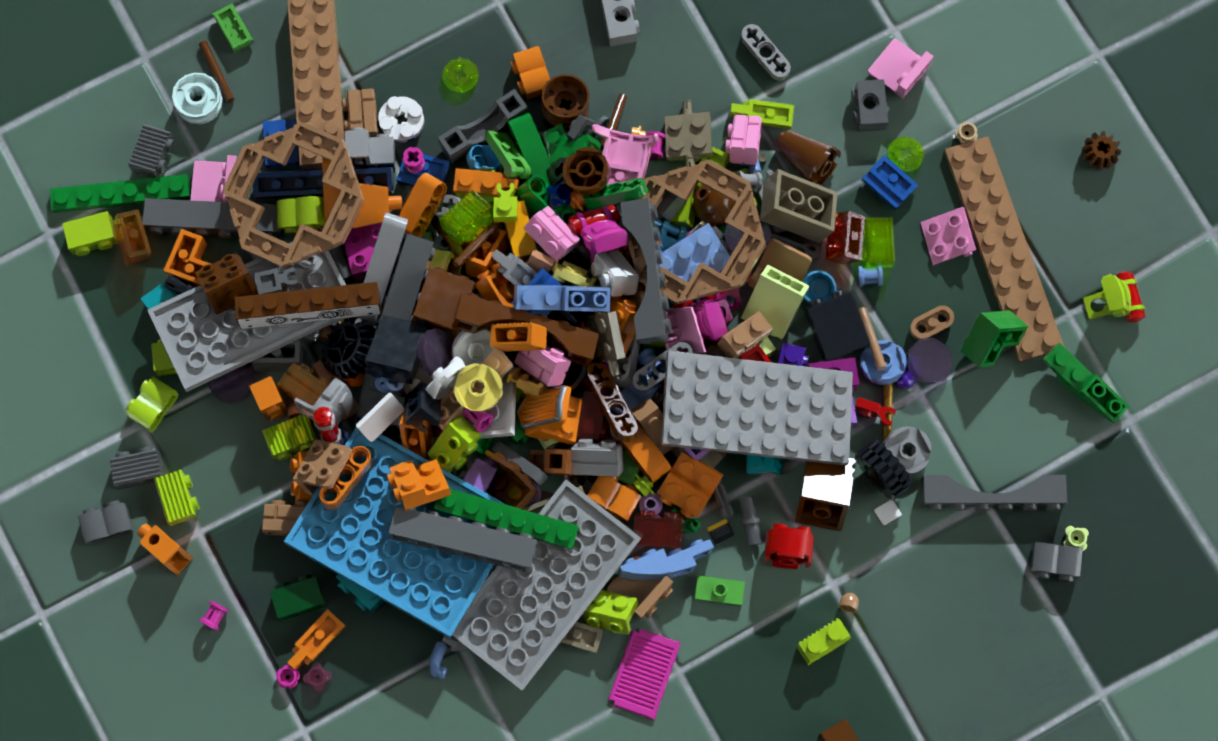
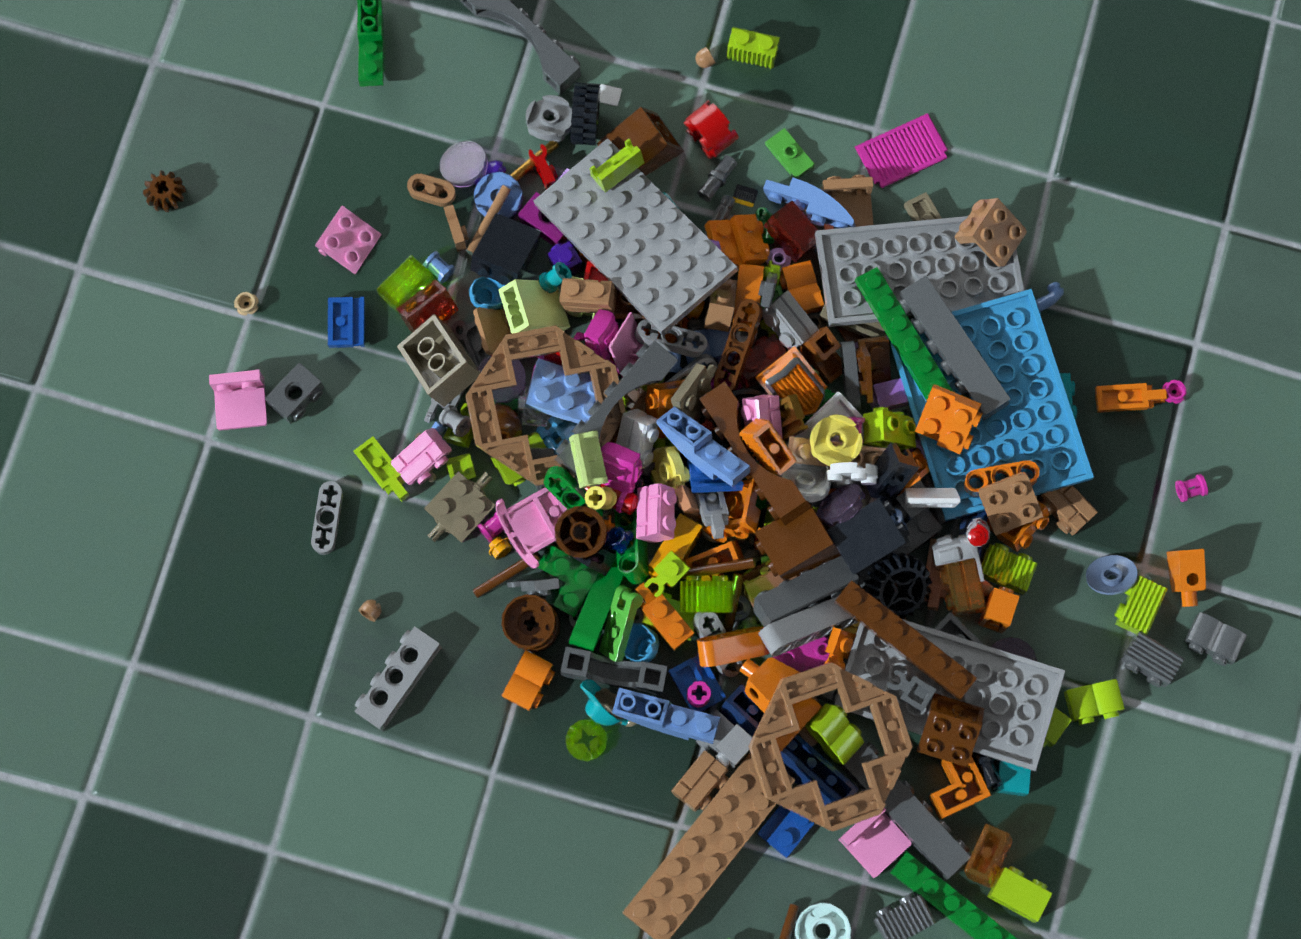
camera: 135 degrees left, 0 degrees up
(224, 503) = (1111, 575): none -> sand blue dish
(297, 597) = (1114, 440): dark green brick -> none
(311, 677) = (1154, 364): clear pink plate -> none
(351, 269) = (839, 646): none -> orange plate
(401, 106) = (664, 762): white plate -> none
(421, 126) = (665, 717): none -> medium blue slope
(464, 104) = (601, 704): none -> teal hair
(518, 657) = (992, 229): none -> medium nougat bracket
(594, 208) = (608, 498): none -> light yellow bush
(611, 612) = (885, 205): lime bracket -> none
(624, 213) = (588, 459): none -> yellowish green hinge
(630, 460) = (767, 289): none -> dark grey plate
(677, 23) = (370, 610): none -> medium nougat hinge
(781, 334) = (552, 279): none -> teal bush
(808, 156) = (387, 399): reddish brown cone -> none
(818, 441) = (617, 166): none -> lime hinge
(883, 310) = (458, 233): none -> medium nougat plate
(910, 162) = (318, 338): clear neon green gear -> none
(991, 334) = (400, 132): green brick -> none
(1003, 244) = (316, 195): medium nougat plate -> none
(1121, 297) = (276, 72): lime piece -> none

